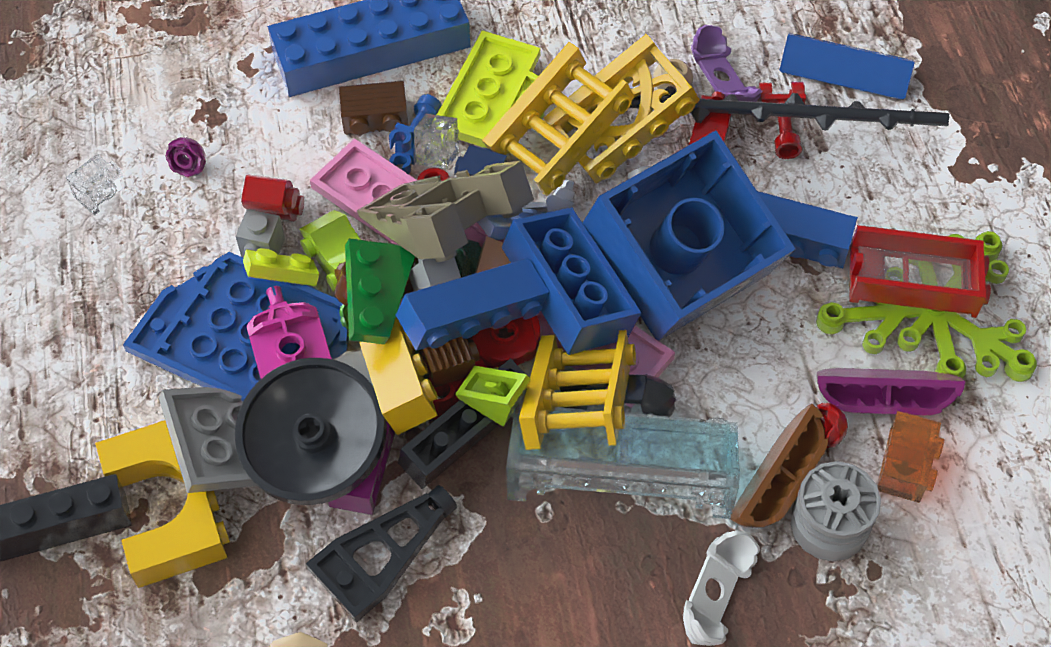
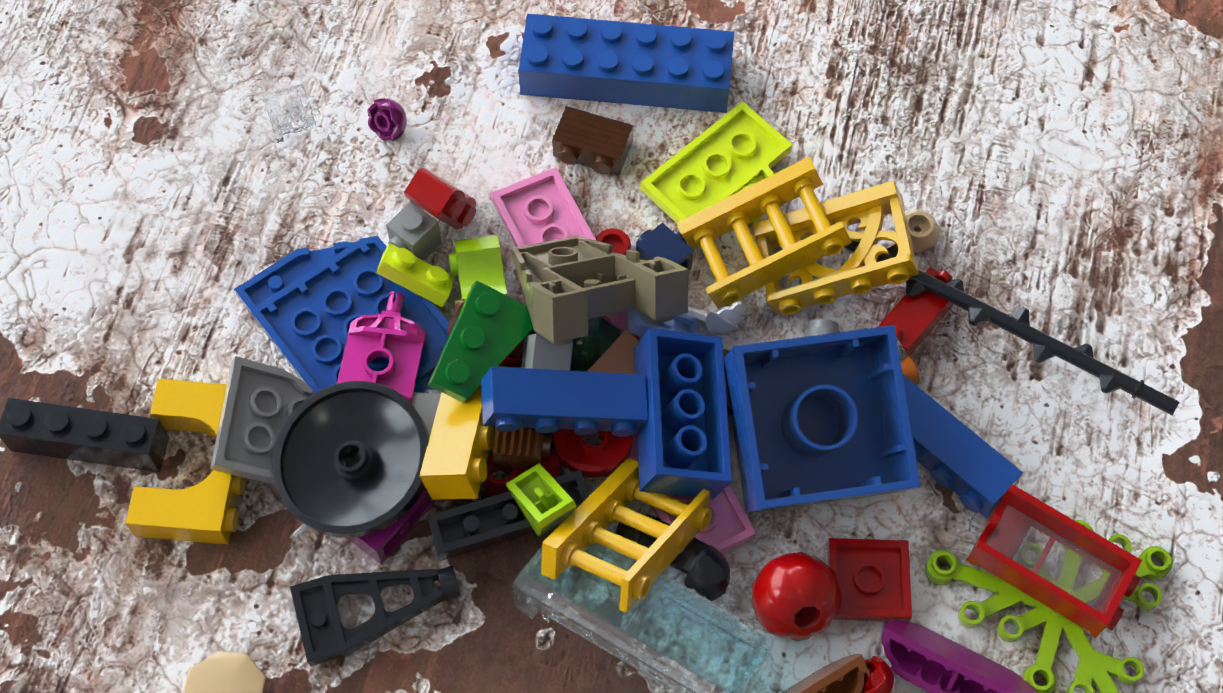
camera: 25 degrees right, 5 degrees up
(404, 135) = (603, 188): blue bar -> none
(436, 141) = (633, 204): clear brick -> none
(710, 54) = (967, 222): medium lavender piece -> none
(735, 383) = (796, 596): none -> red piece
(781, 350) = (871, 578): none -> red plate
(787, 143) = (997, 356): red bar -> none
(847, 66) = (1111, 294): blue panel -> none

